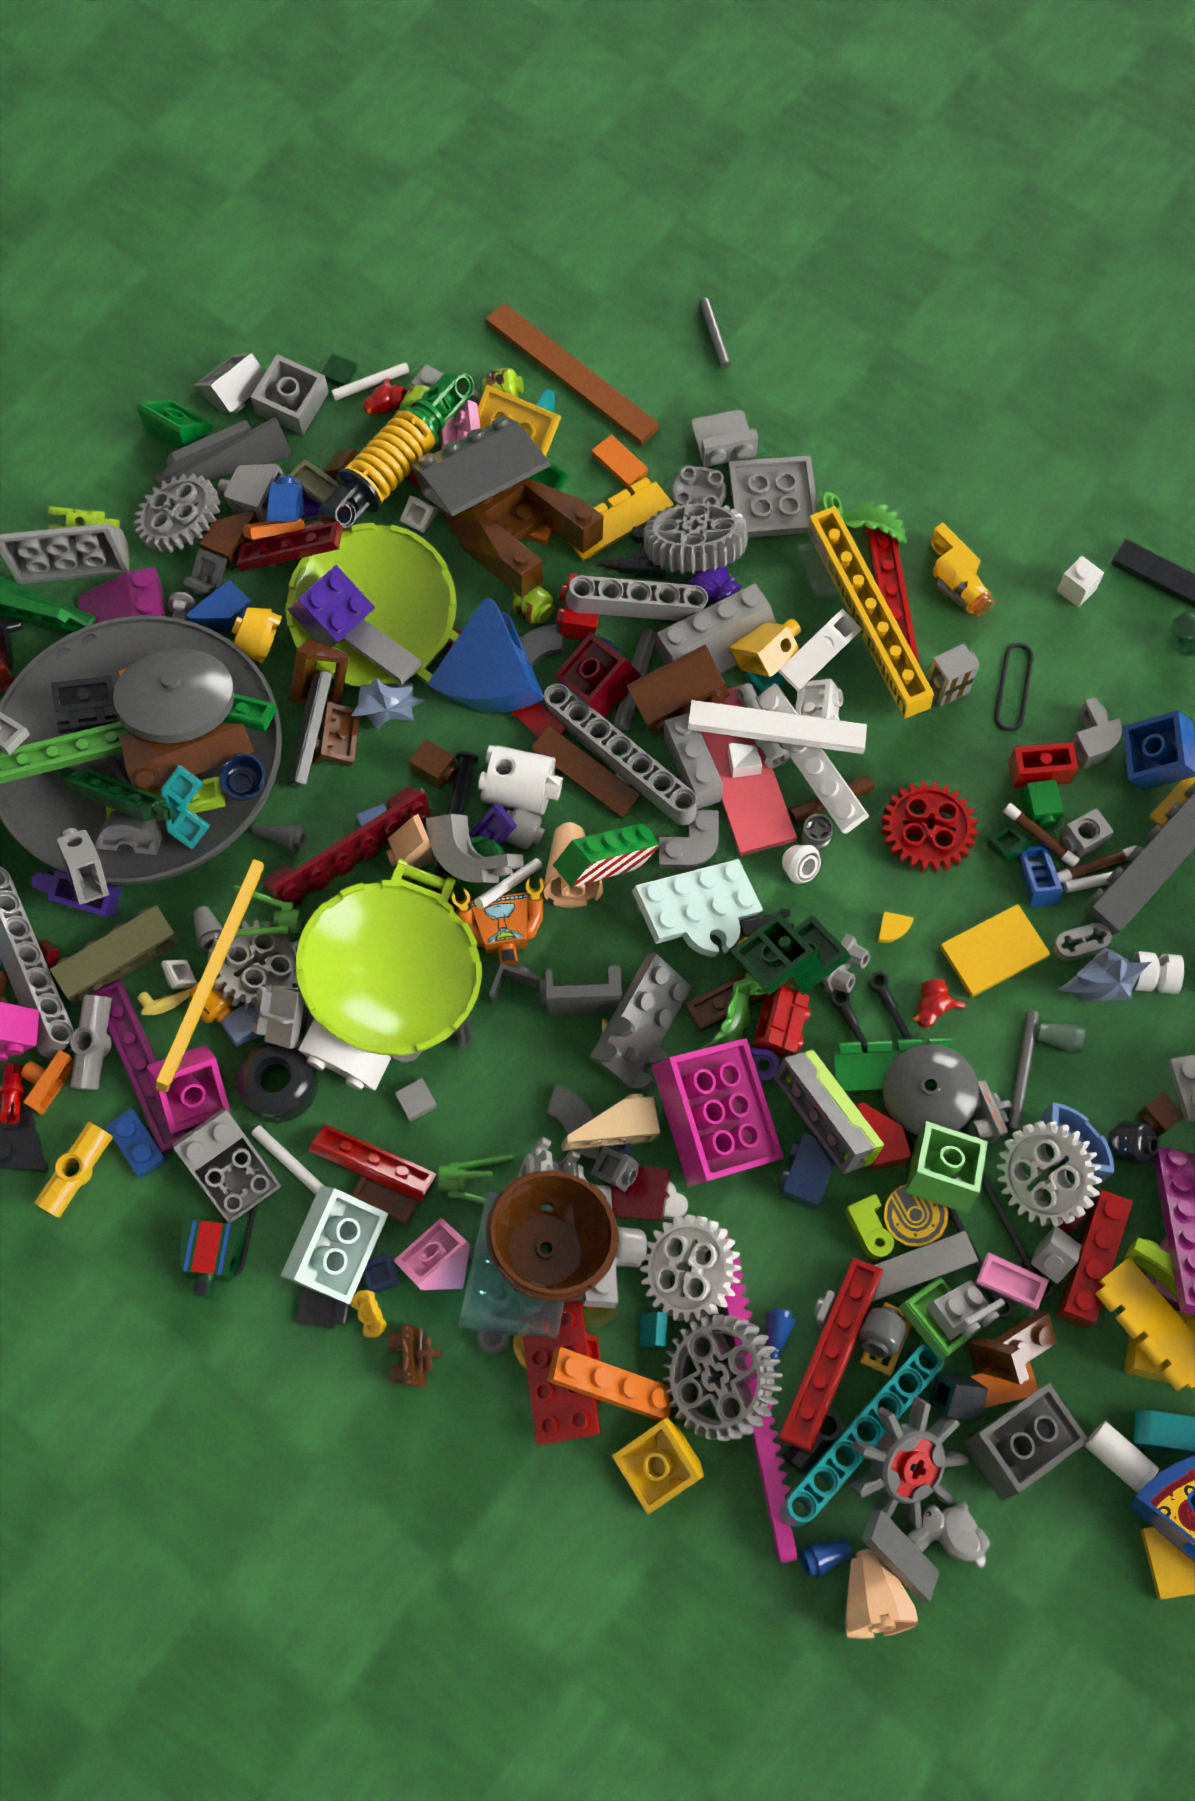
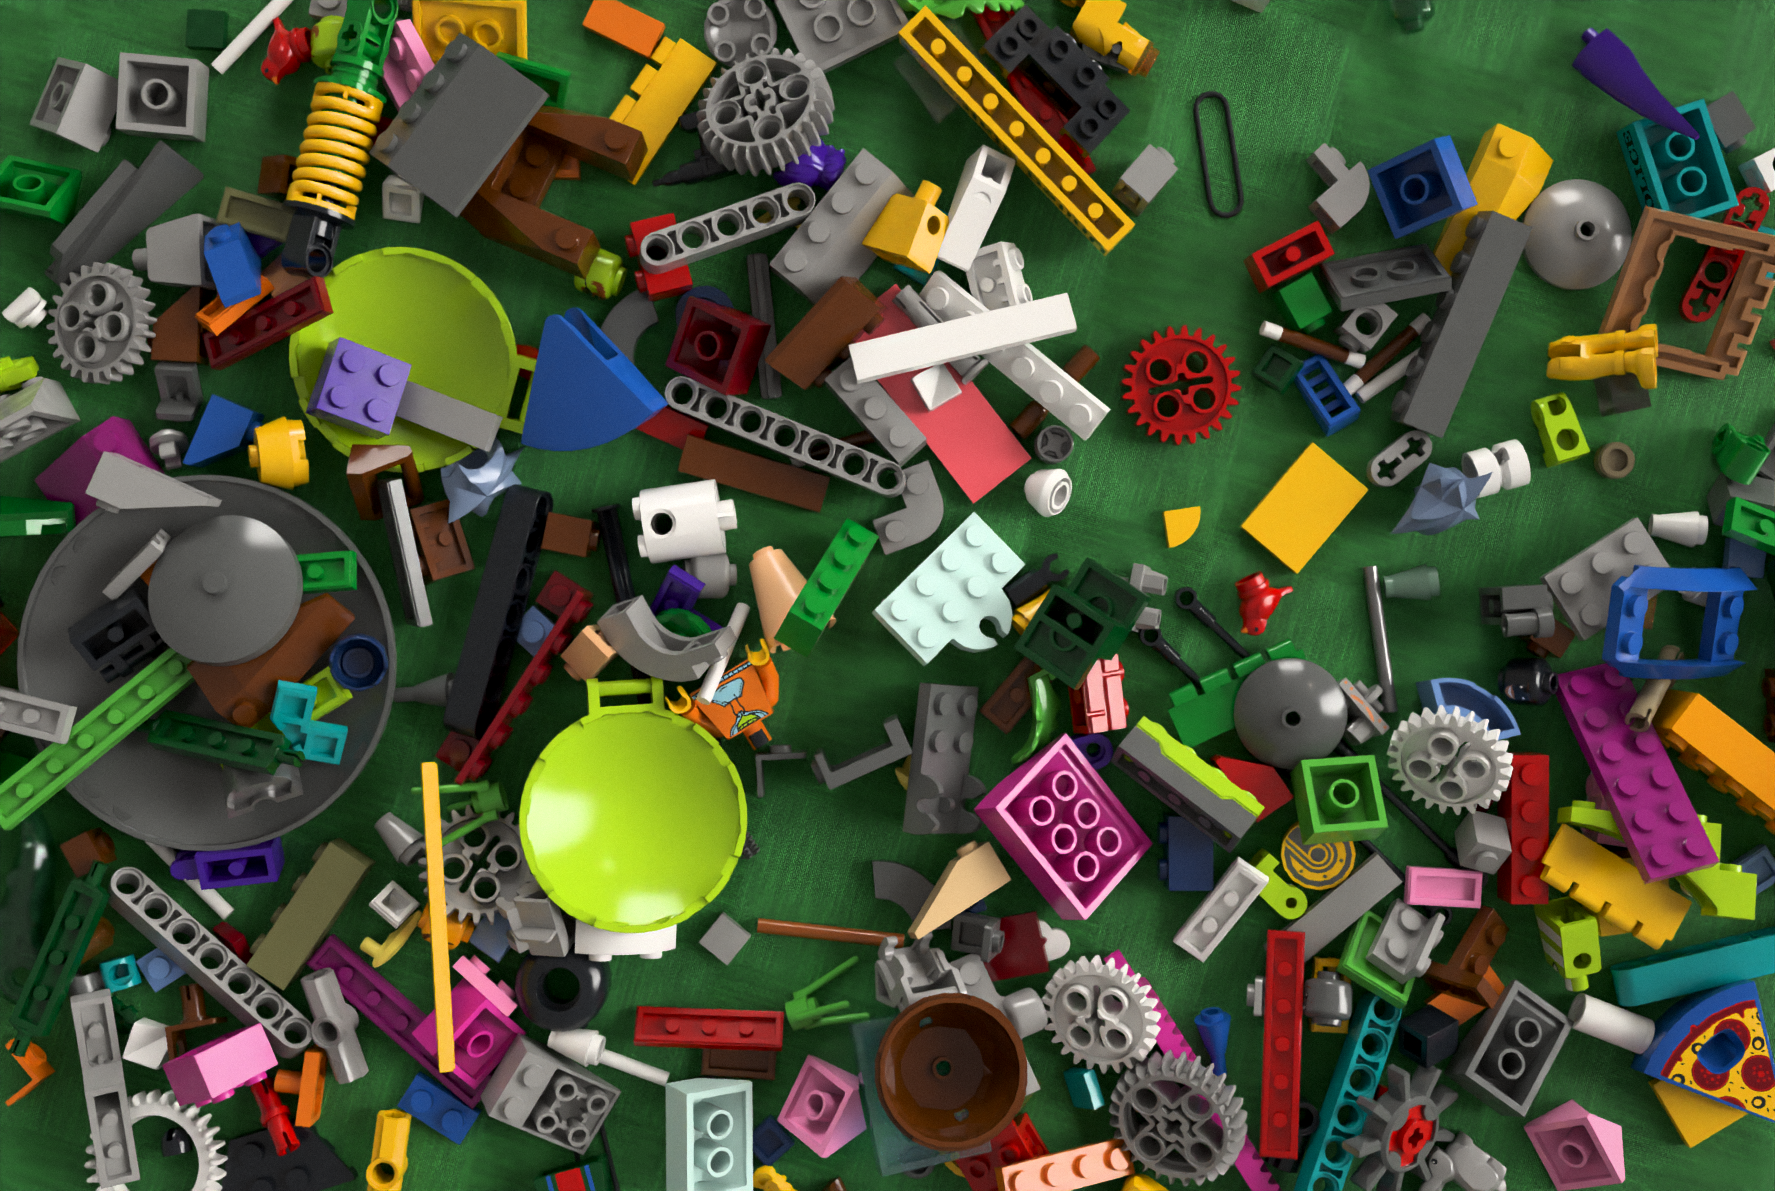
camera: 25 degrees left, 20 degrees up
(42, 902) = (210, 896): none -> white bar
(77, 852) = (222, 846): light grey torso -> none
(119, 661) = (137, 564): none -> light grey tile
(131, 489) = (26, 309): none -> white plate
(151, 613) = (133, 486): none -> light grey slope
(218, 1046) = (475, 972): none -> bright pink plate
(268, 1131) = (579, 1045): none -> white cone
(357, 792) = (498, 611): none -> black beam
(492, 1124) = (825, 932): none -> dark orange bar
(819, 1226) = (1220, 909): none -> white tile
(916, 589) = (1061, 74): none -> black bracket
(1059, 1554) = (1578, 1147): none -> bright pink slope
(1104, 1355) = (1569, 940): none -> lime torso
(1112, 803) = (1384, 277): none -> dark grey tile
(1141, 1075) = (1518, 609): none -> dark grey hinge

